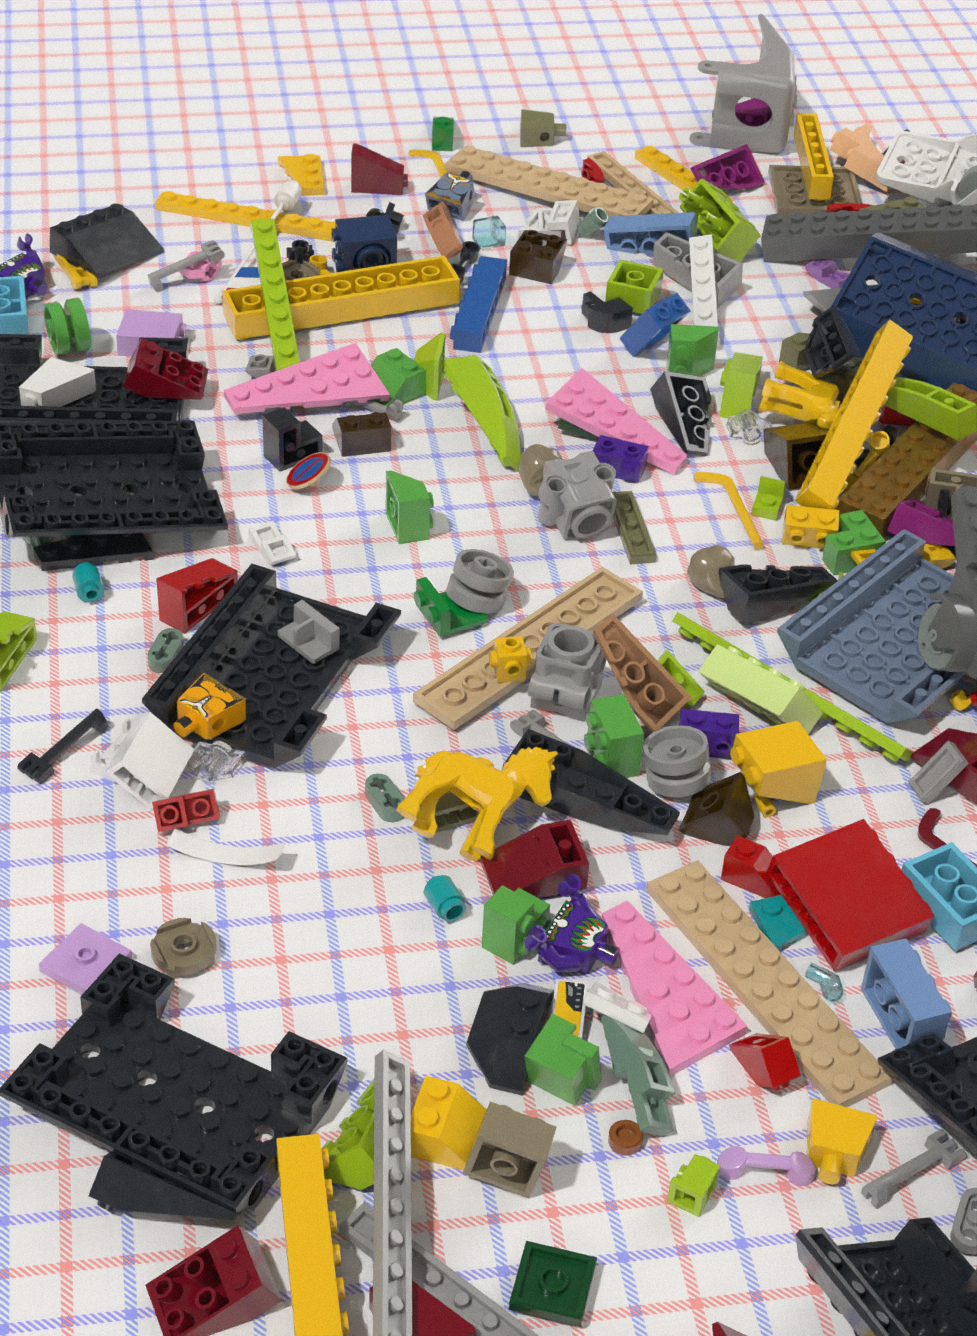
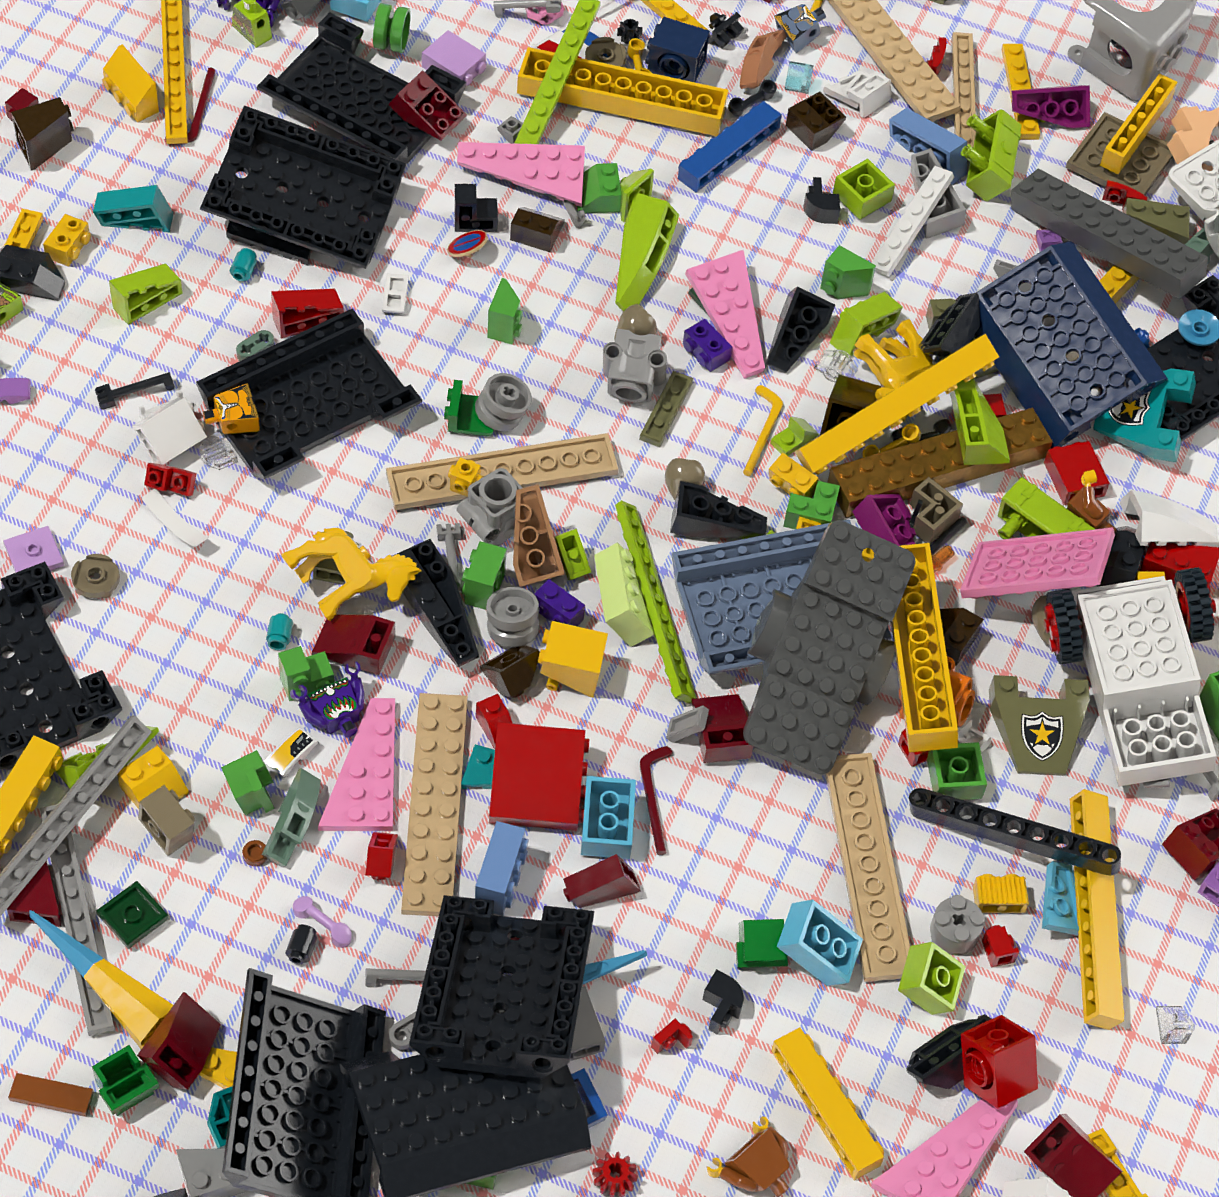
camera: 30 degrees right, 15 degrees up
(57, 384) = (340, 81): white slope -> none
(311, 633) = (350, 386): light grey panel -> none
(379, 799) = (300, 535): sand green beam -> none
(505, 1031) = (241, 737): black wedge -> none
(593, 221) = (891, 106): sand green cone -> none
(613, 1005) = (316, 766): white wing -> none
(654, 324) = (830, 236): blue window -> none
(694, 1185) = (265, 906): lime brick -> none
(772, 1201) = (301, 944): none -> black brick
(829, 982) = (475, 826): clear light blue arm -> none
(837, 1139) = (376, 931): yellow torso -> none

